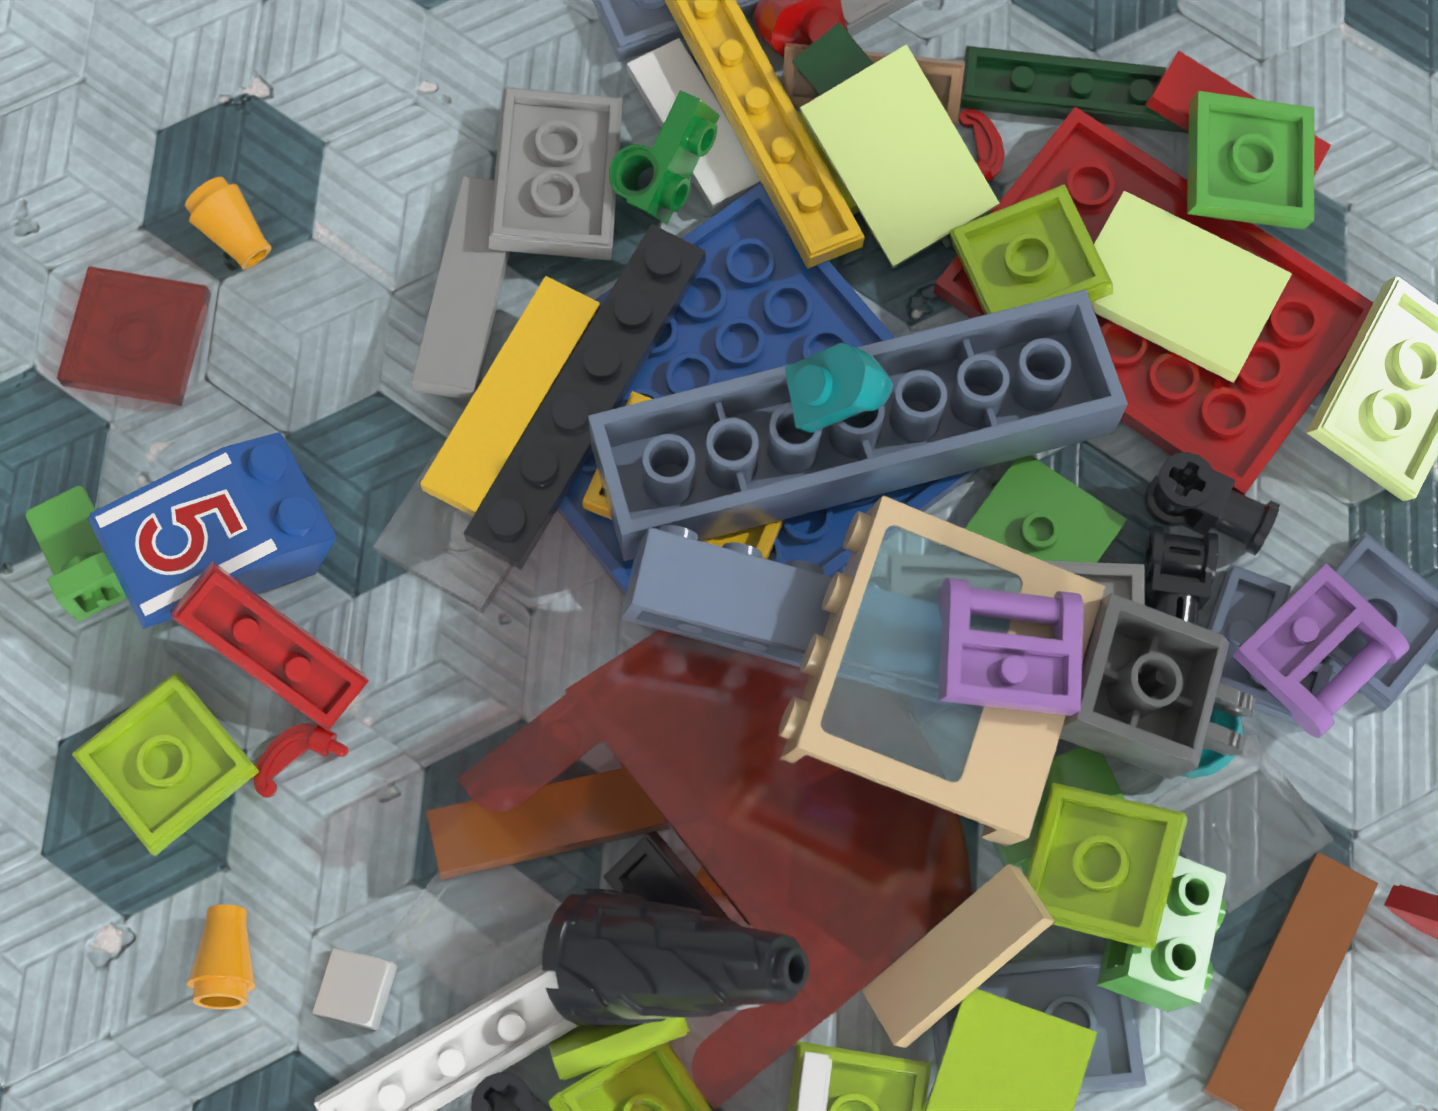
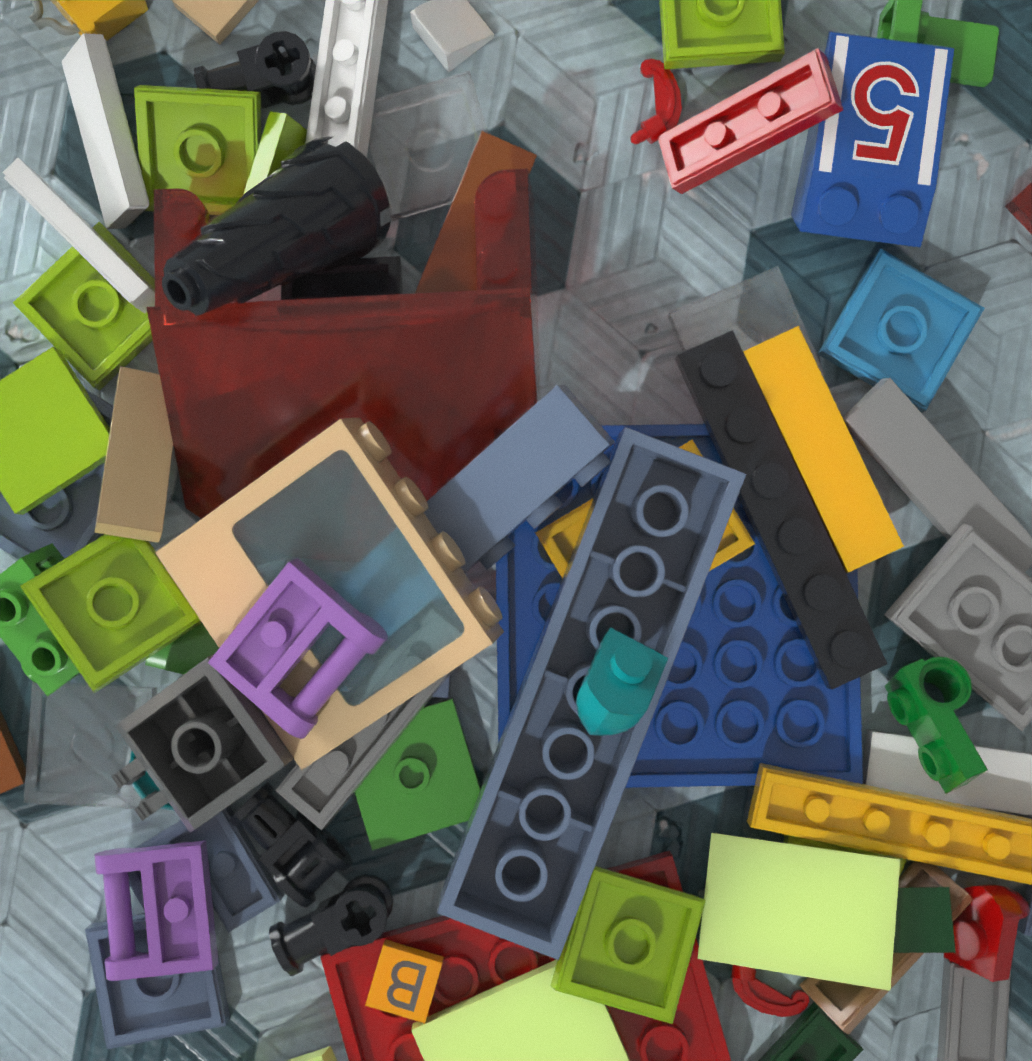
camera: 125 degrees right, 15 degrees up
(357, 410) = (901, 329): none -> dark azure plate
(1205, 410) = (404, 981): none -> light orange tile

